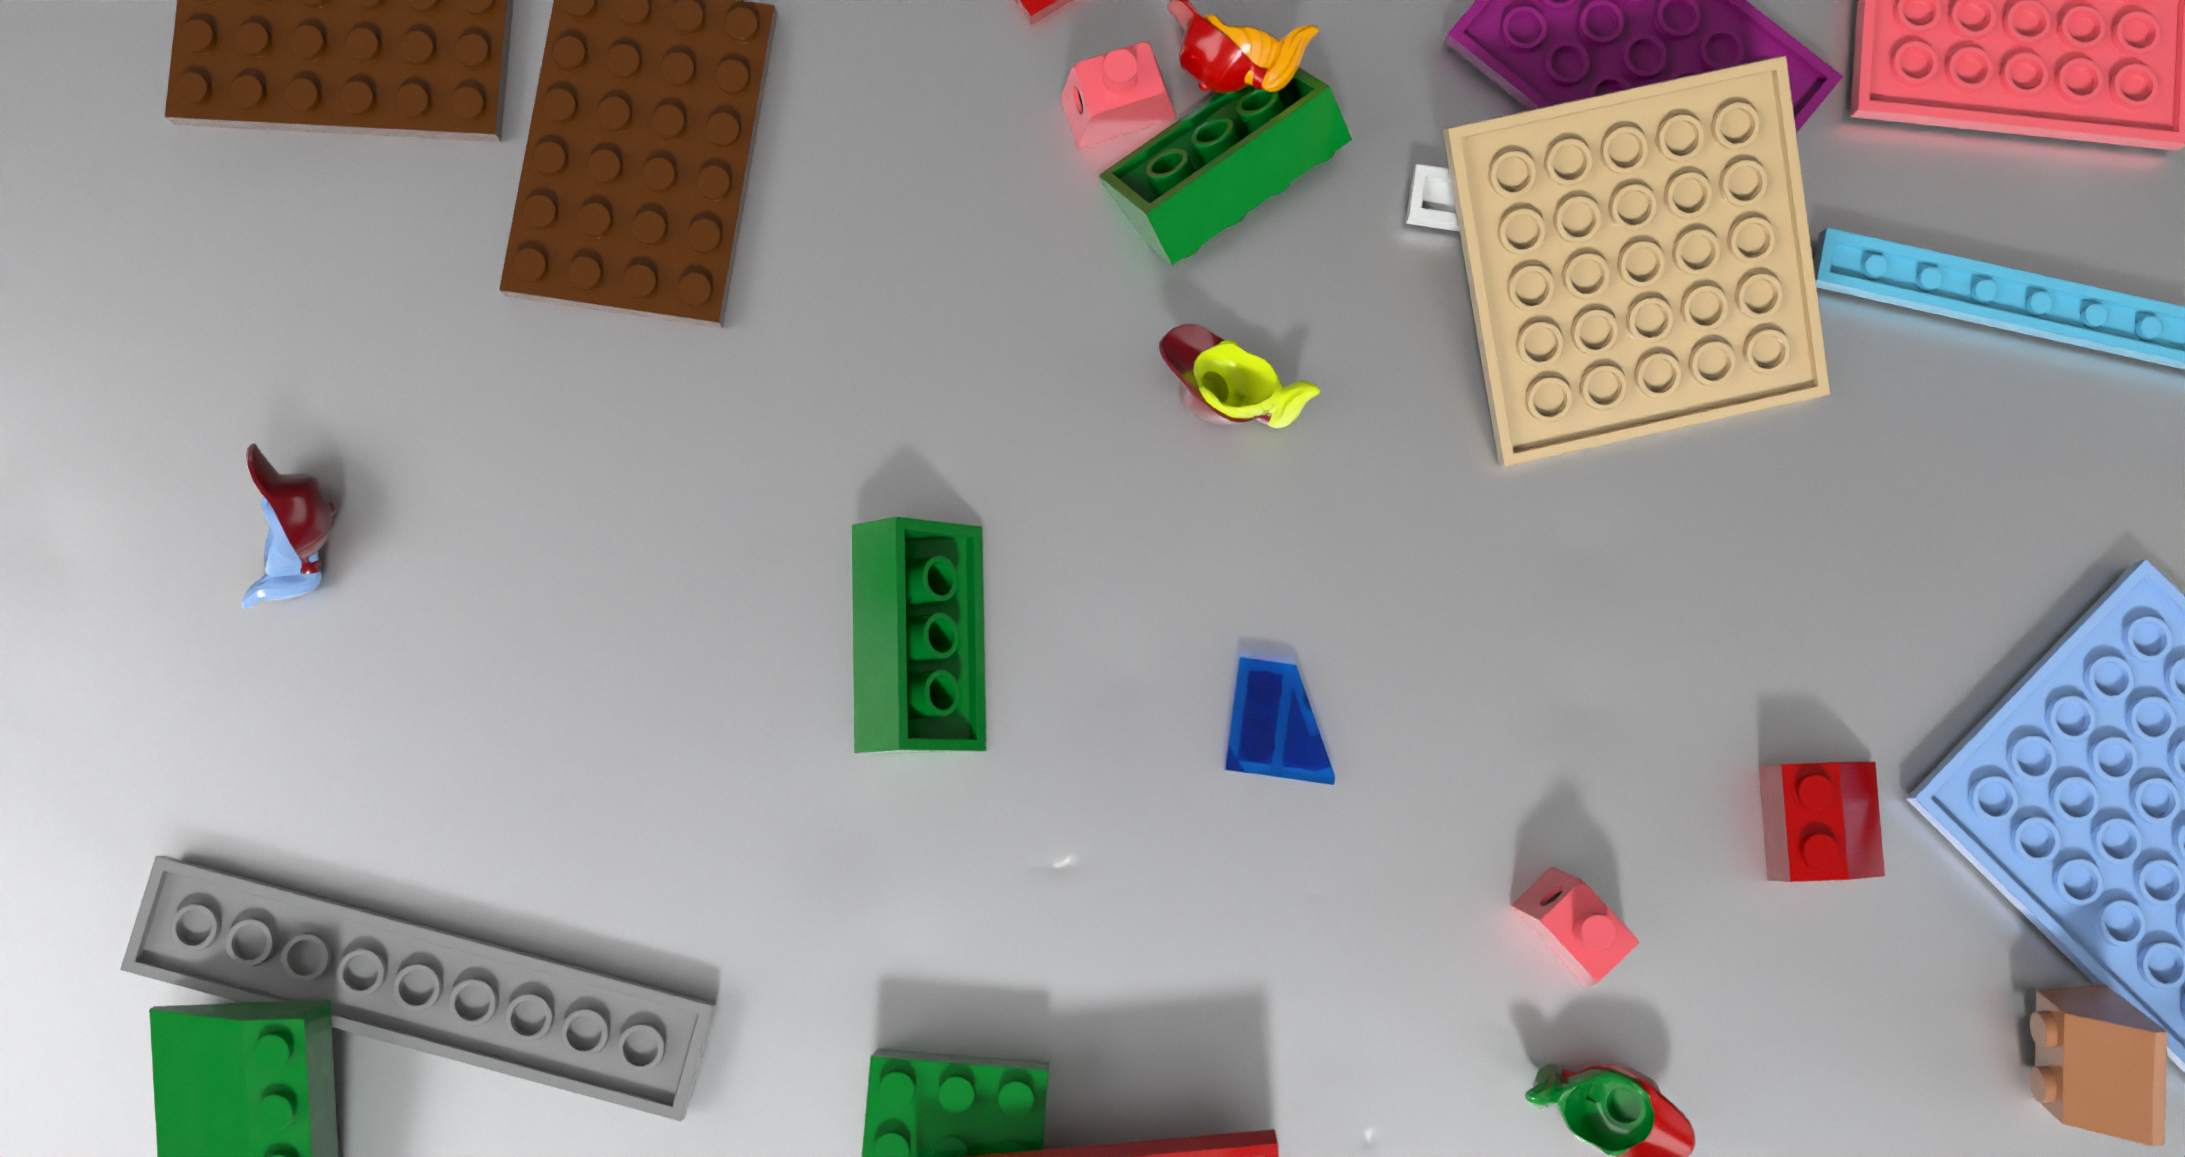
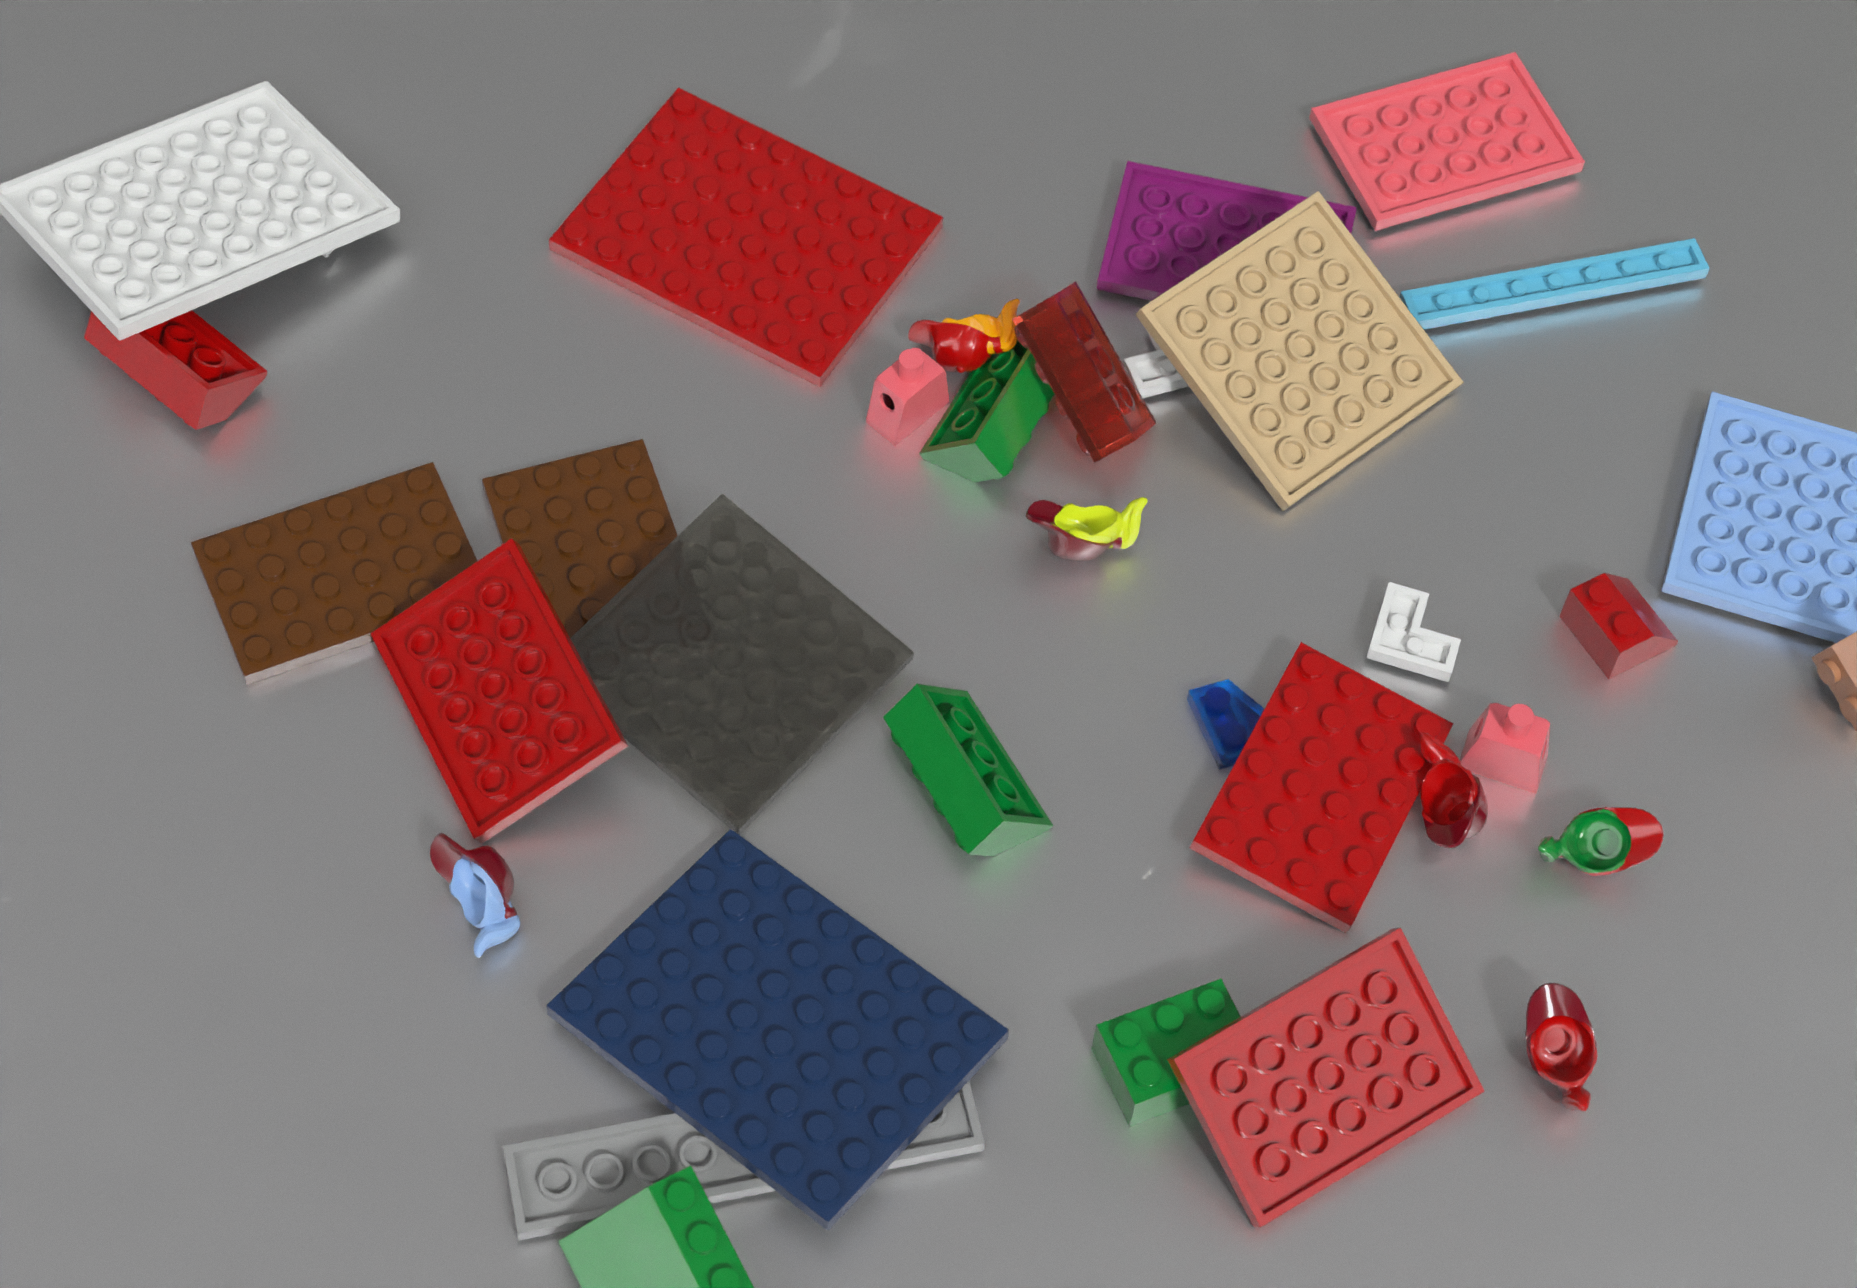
camera: 30 degrees left, 25 degrees down
(419, 280) = (498, 691): none -> red plate
(526, 863) = (778, 1027): none -> dark blue plate
(708, 366) = (734, 662): none -> clear smoke plate
(1328, 861) = (1321, 788): none -> red plate
(1343, 171) = (1083, 372): none -> clear red slope
(1466, 966) = (1450, 796): none -> red hair
(1537, 714) = (1402, 641): none -> white plate

